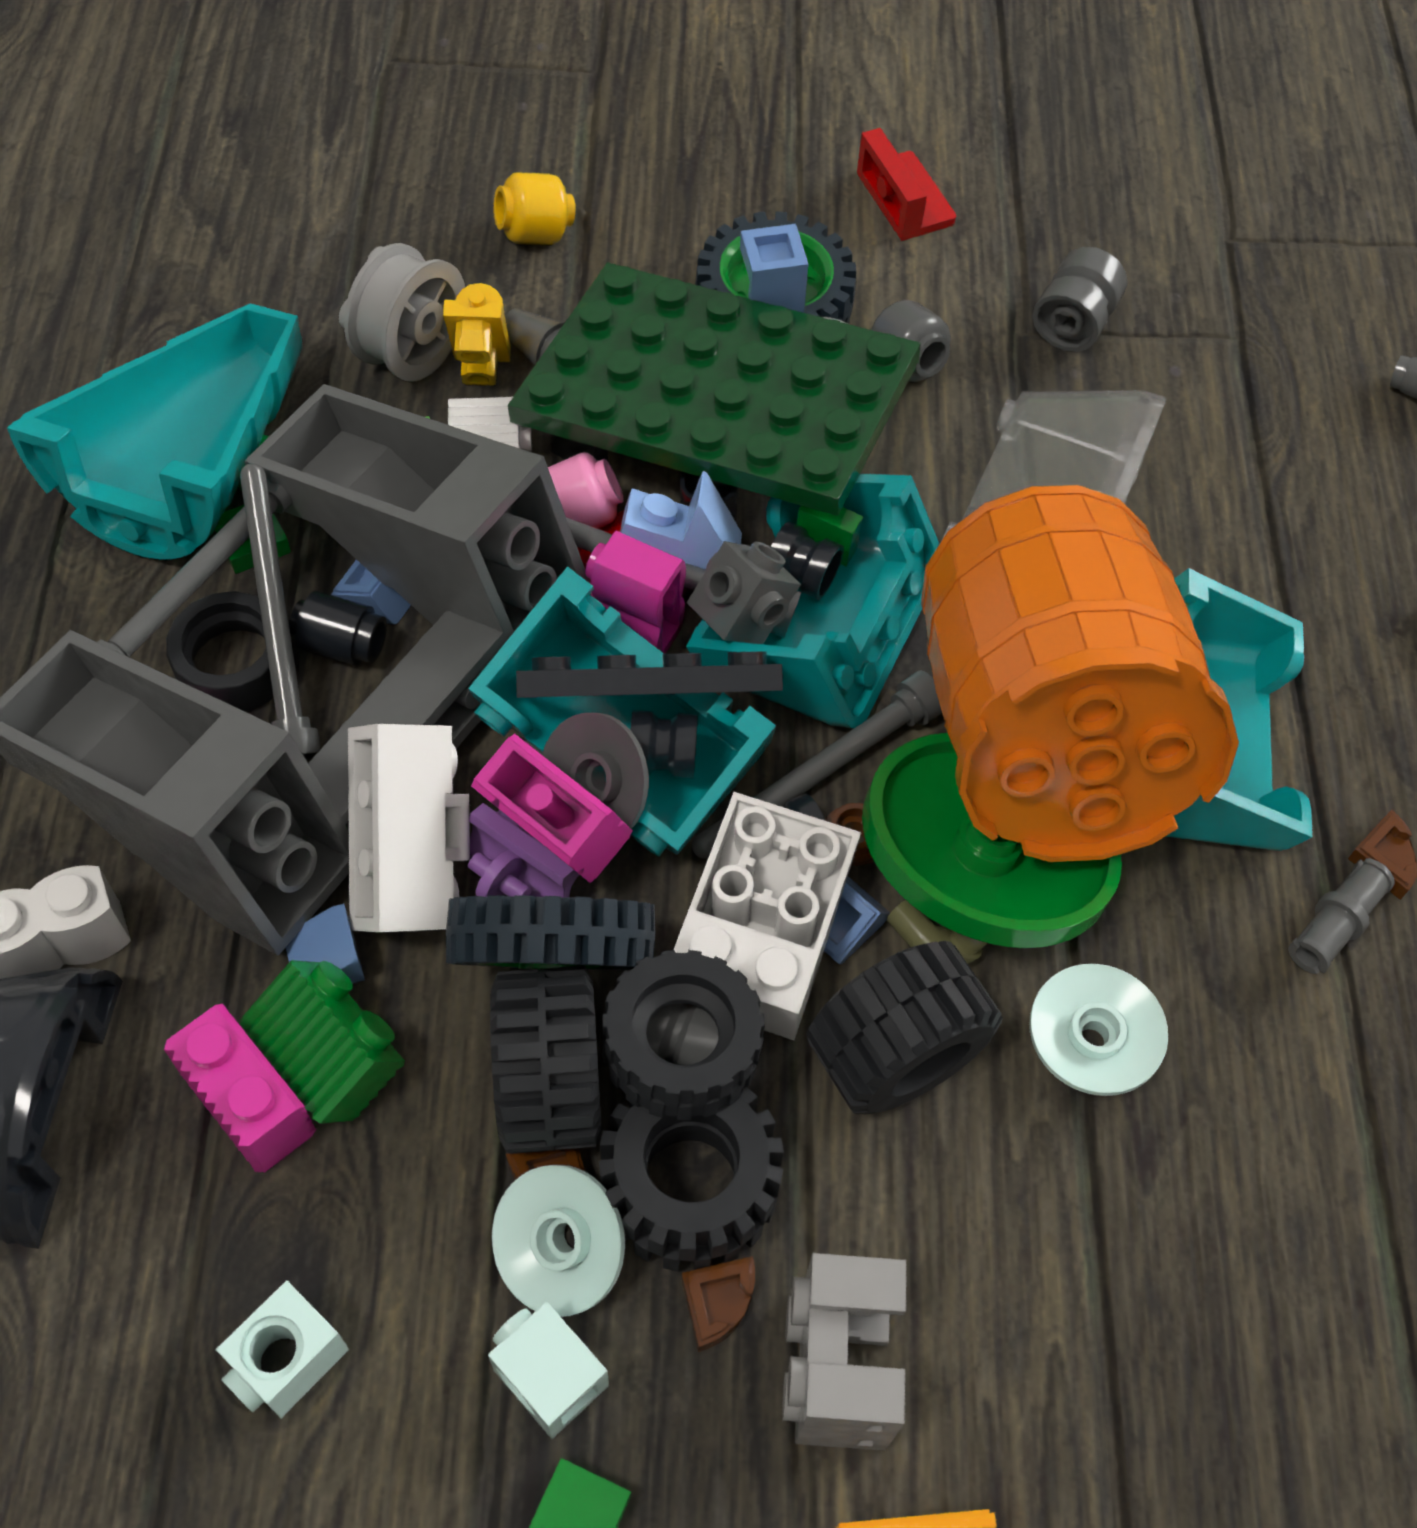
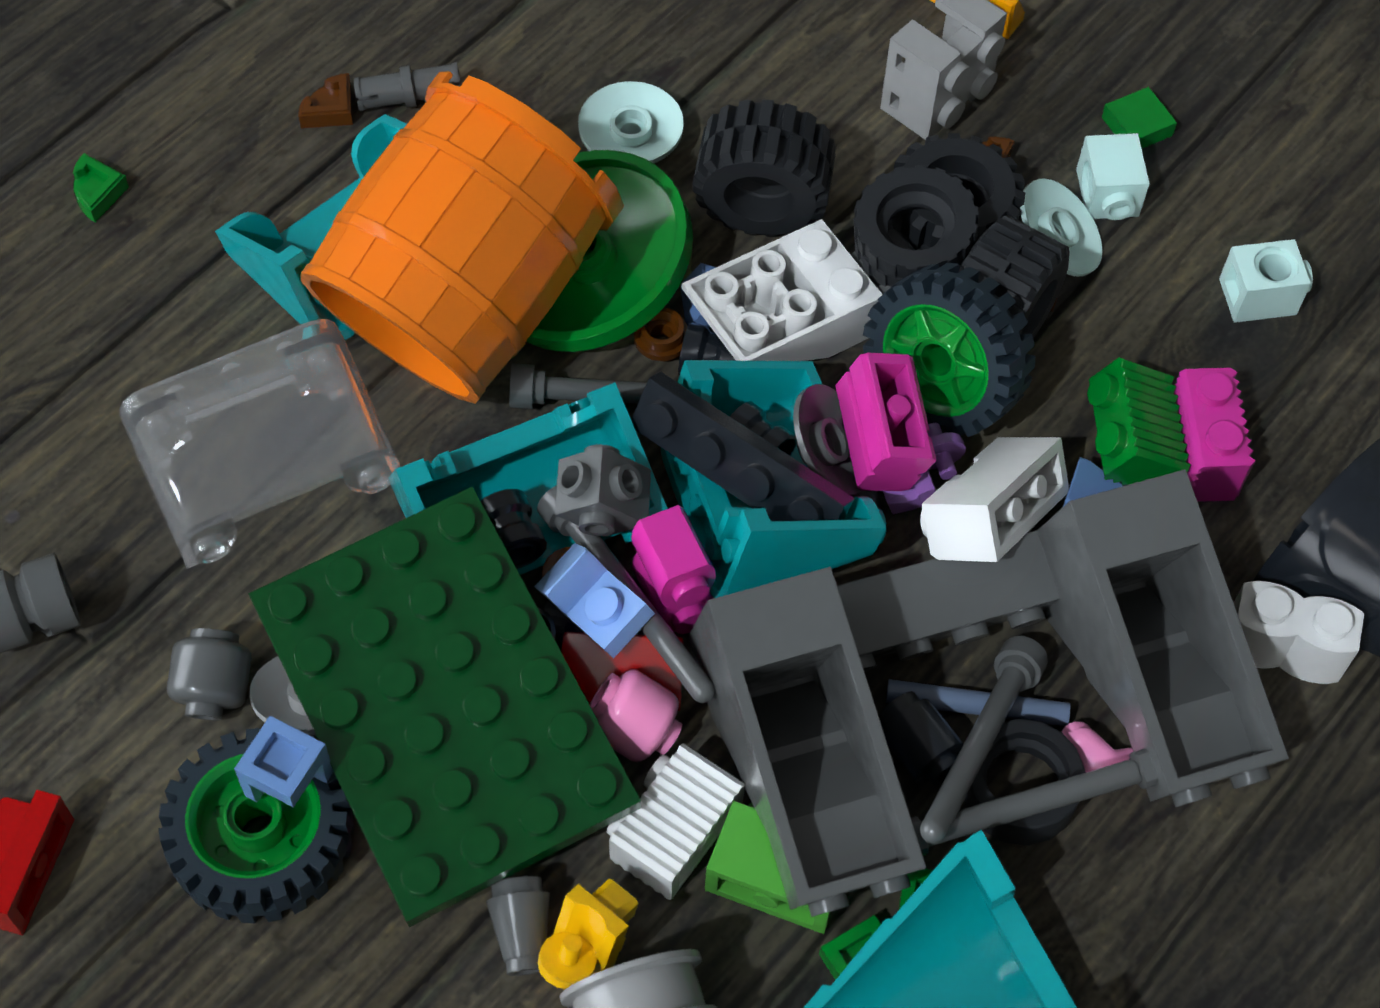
camera: 140 degrees left, 0 degrees up
(342, 688) = (973, 701): none -> sand blue bar

